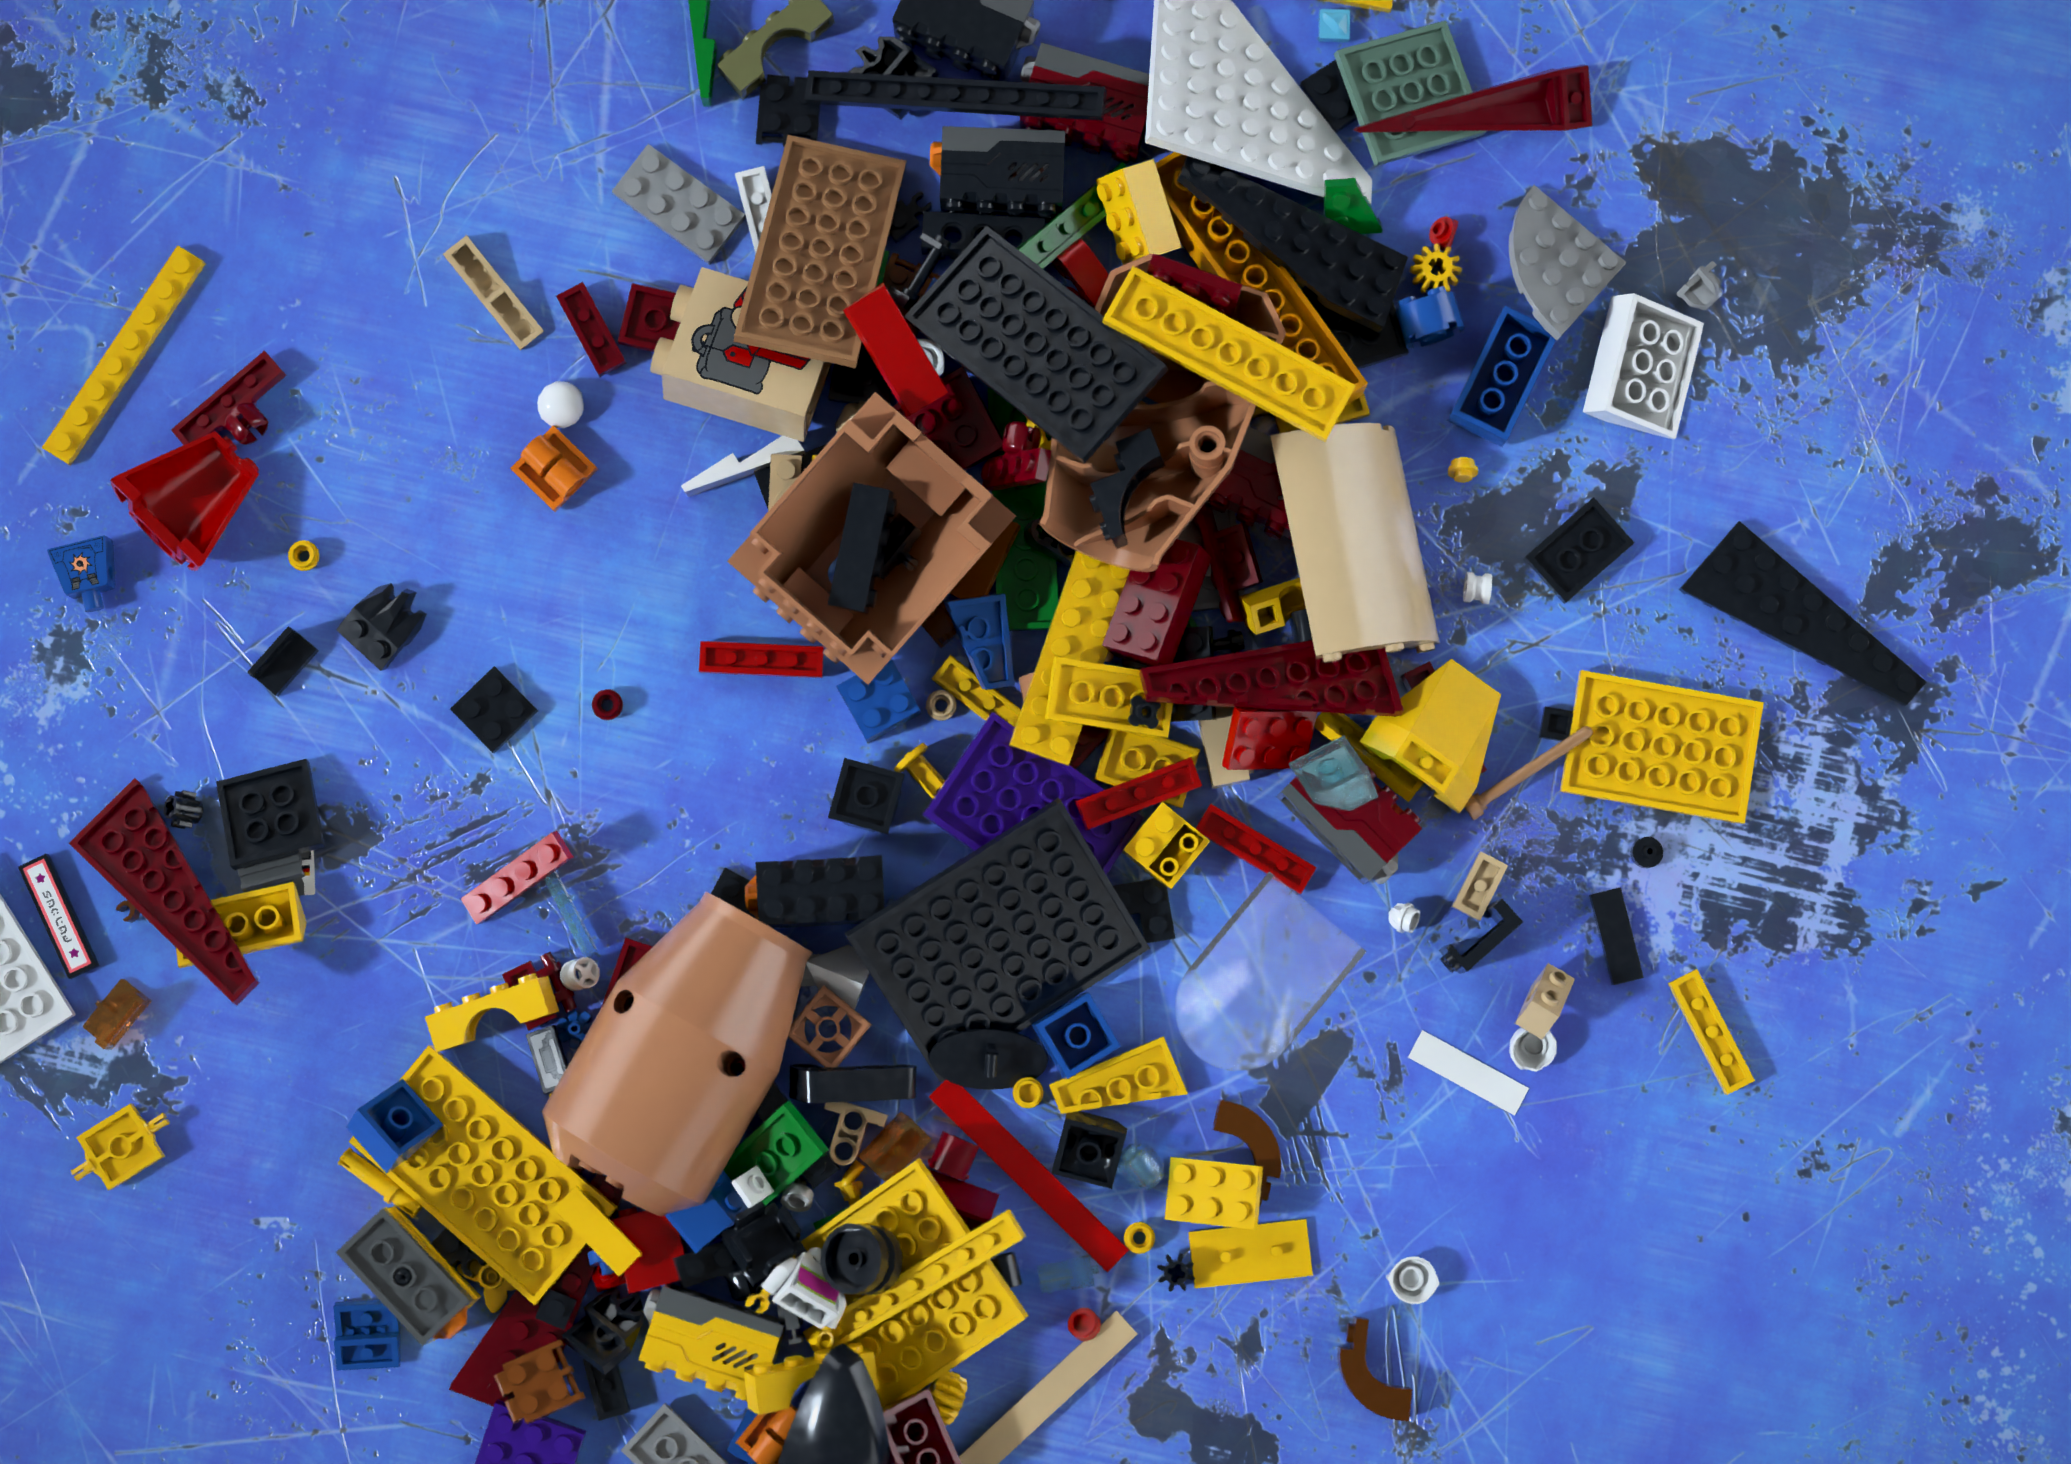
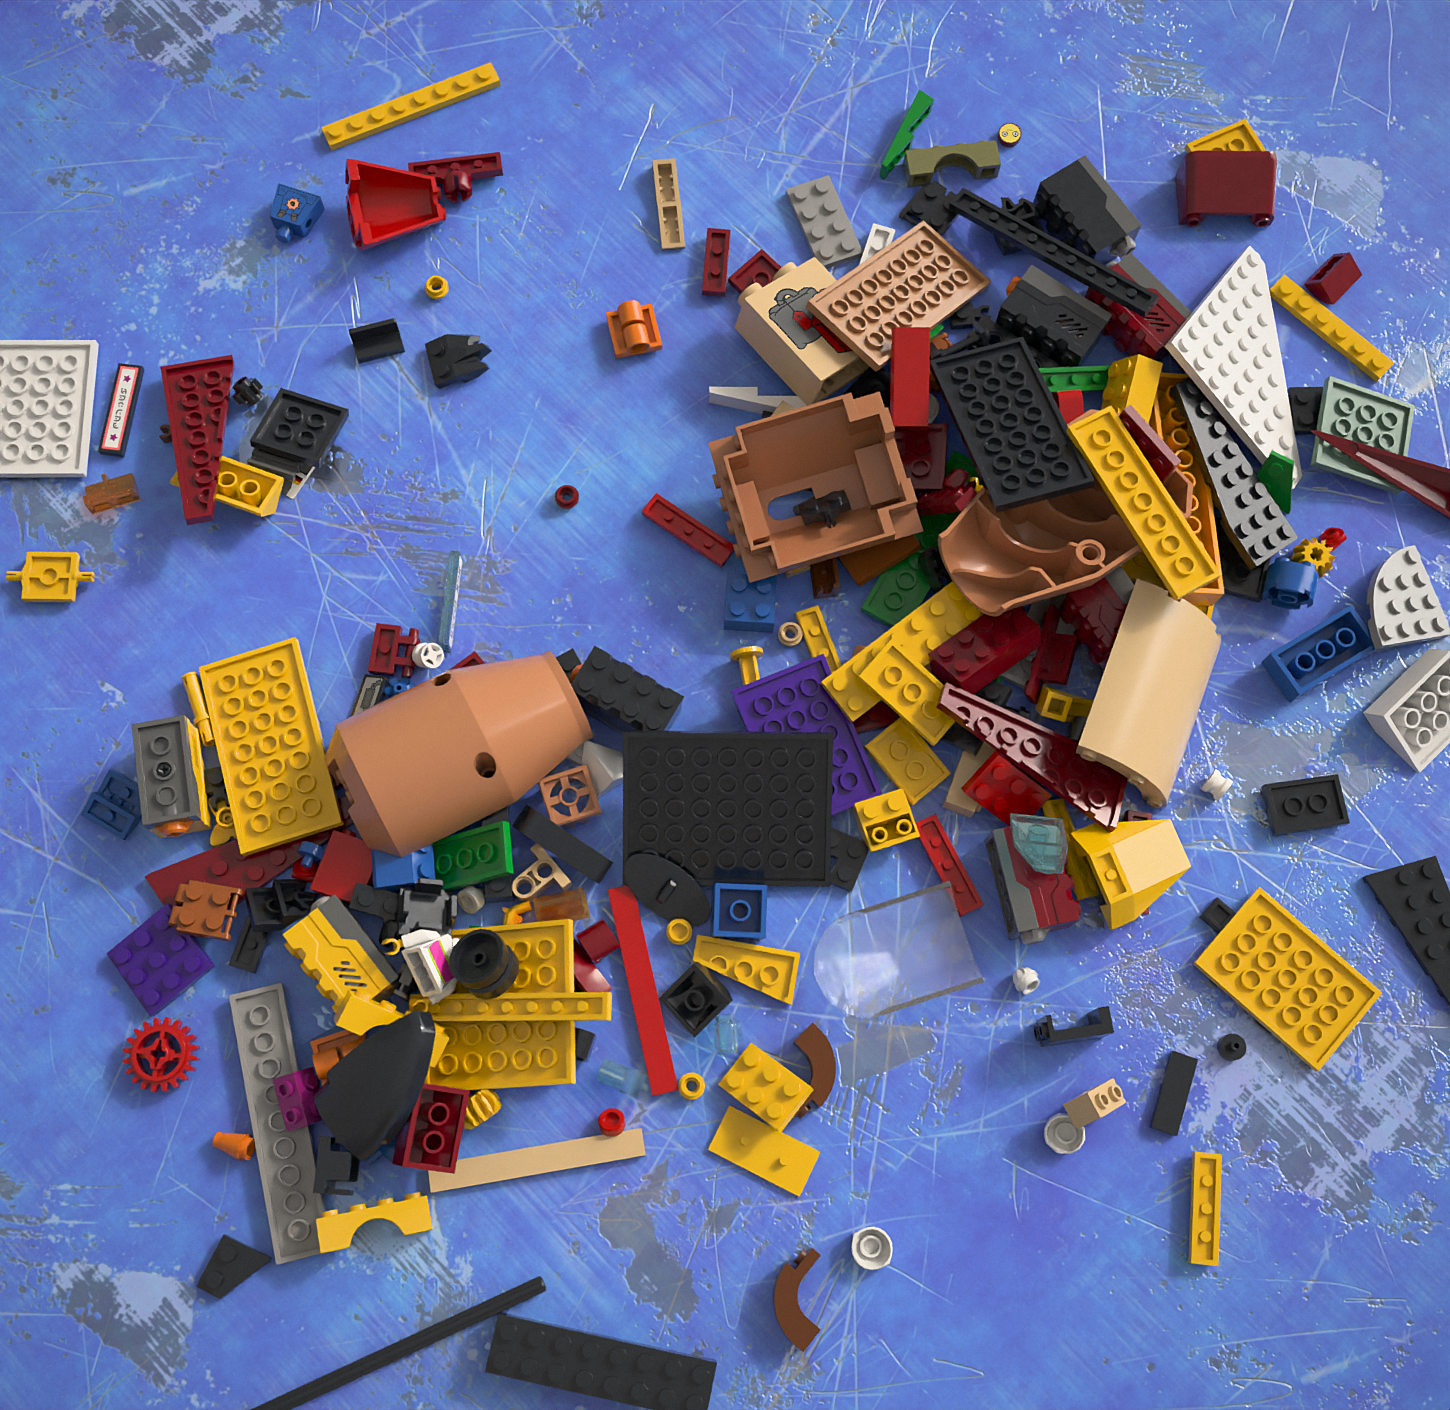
camera: 30 degrees right, 10 degrees down
(393, 1125) = (233, 672): blue slope -> none
(458, 1024) = (323, 636): yellow arch -> none
(494, 709) = (490, 455): black plate -> none
(517, 877) = (430, 565): plate -> none
(556, 1309) = (254, 867): black plate -> none
(560, 404) = (665, 295): white hair -> none
(597, 1231) = (318, 829): yellow tile -> none
(752, 1186) = (443, 866): white bracket -> none
(861, 548) = (803, 491): black brick -> none
(866, 796) = (699, 659): black panel -> none
(985, 637) = (849, 604): blue wing -> none
(1136, 461) = (1031, 539): black arch -> none
(1136, 716) = (922, 714): black plate -> none
(1138, 793) = (889, 773): red plate -> none
(1179, 1280) = (702, 1119): black gear -> none
(1334, 25) = (1333, 365): medium azure tile -> none
(1462, 469) = (1253, 699): yellow plate -> none
(1468, 1072) = (1005, 1123): white sticker -> none
(1477, 803) = (1128, 933): medium nougat piece -> none
(1479, 886) = (1094, 992): tan plate -> none

